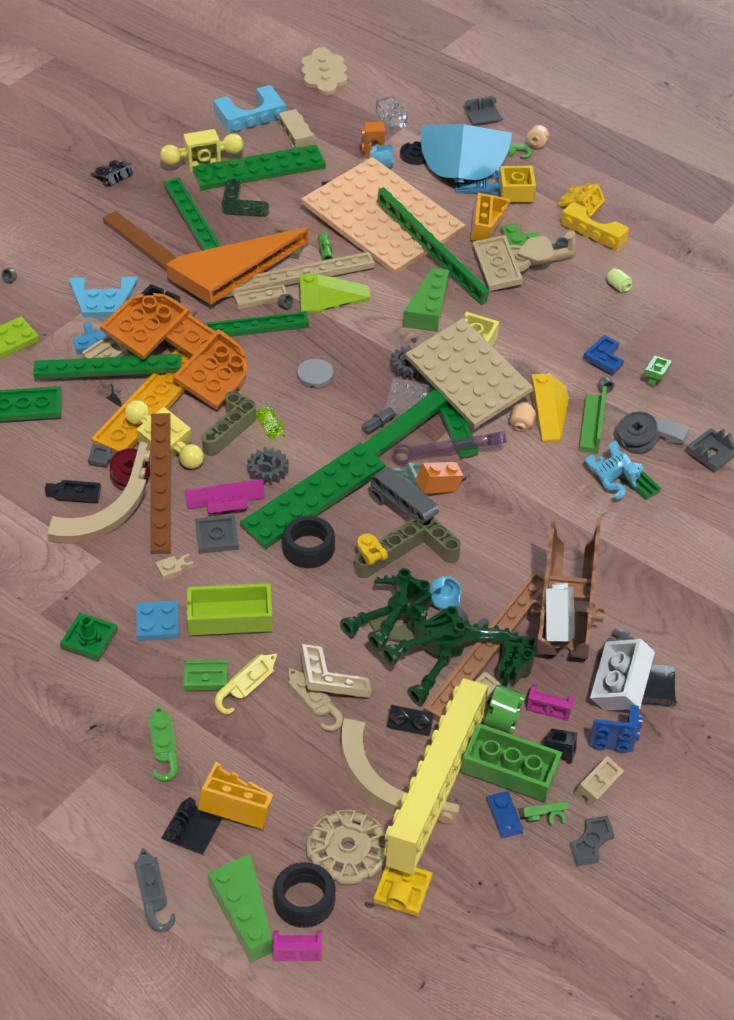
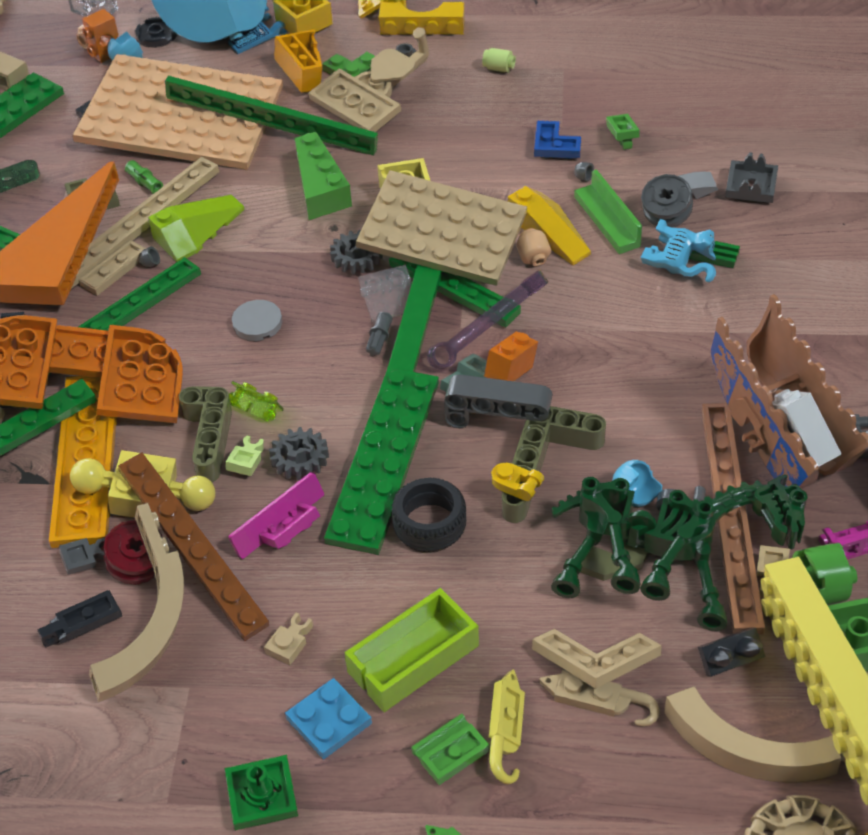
camera: 30 degrees left, 0 degrees up
(216, 534) = (307, 569): dark grey tile -> none
(235, 452) = (246, 458): none -> yellowish green plate

